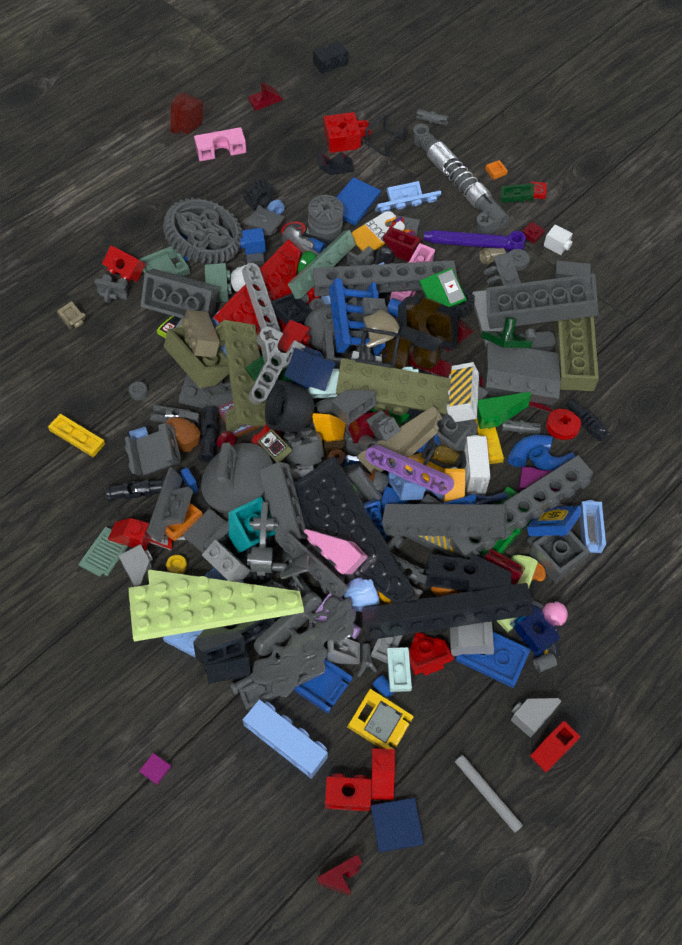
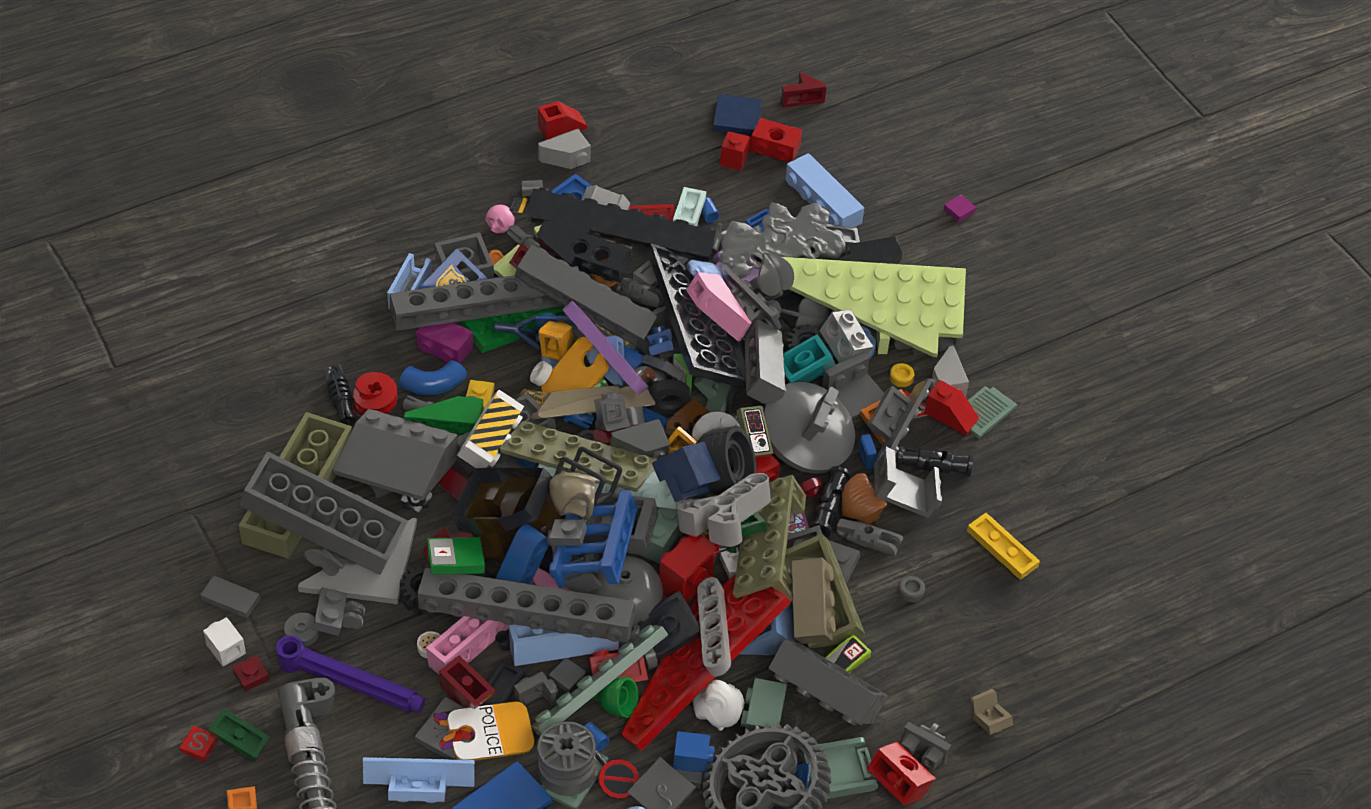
camera: 165 degrees left, 10 degrees down
(138, 433) = (920, 526): medium blue hinge -> none
(262, 557) = (803, 327): dark grey piece -> none
(297, 239) = (612, 733): flat silver piece -> none
(384, 723) = (721, 180): container -> none
(428, 458) = (567, 357): black piece -> none
(477, 467) = (513, 362): white window -> none
(487, 254) = (337, 646): dark tan cone -> none
(488, 793) = (641, 114): light grey piece -> none
(507, 338) = (395, 494): dark green tile -> none
(536, 642) = (519, 204): clear blue brick -> none
(544, 461) = (413, 354): blue cylinder -> none

